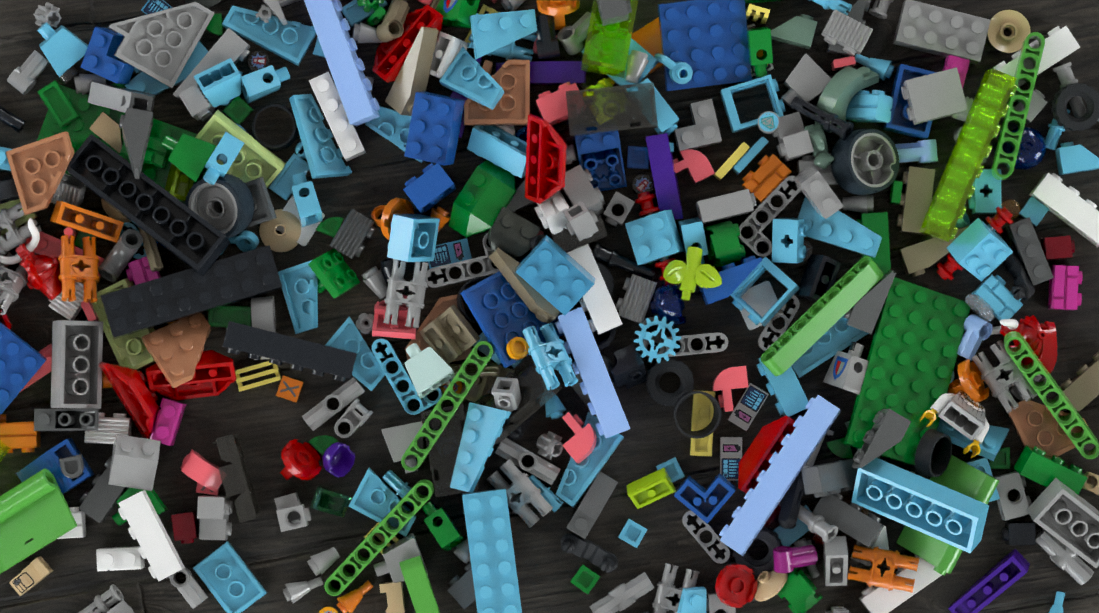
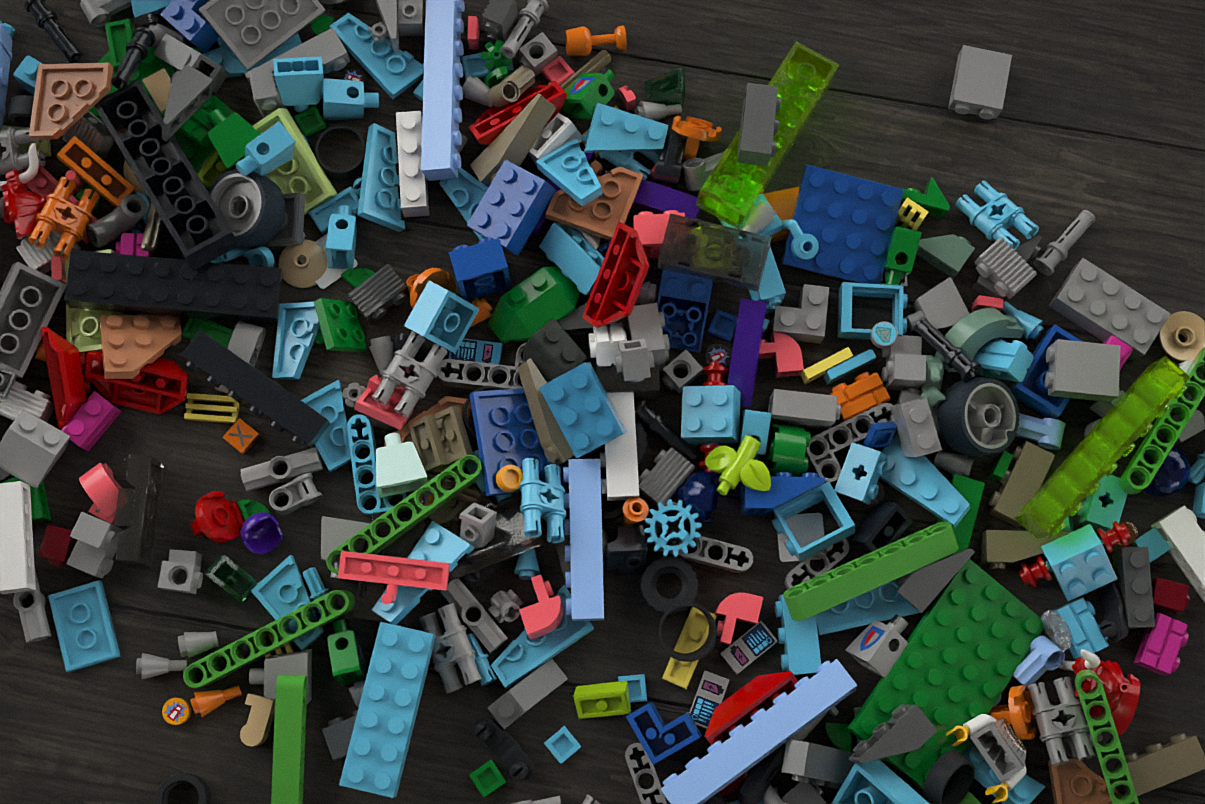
camera: 20 degrees right, 10 degrees down
(76, 107) = (135, 52): none -> black pin
(457, 454) = (393, 572): none -> coral plate
(623, 336) = (634, 511): none -> orange cone
(793, 204) = (880, 434): none -> blue tile

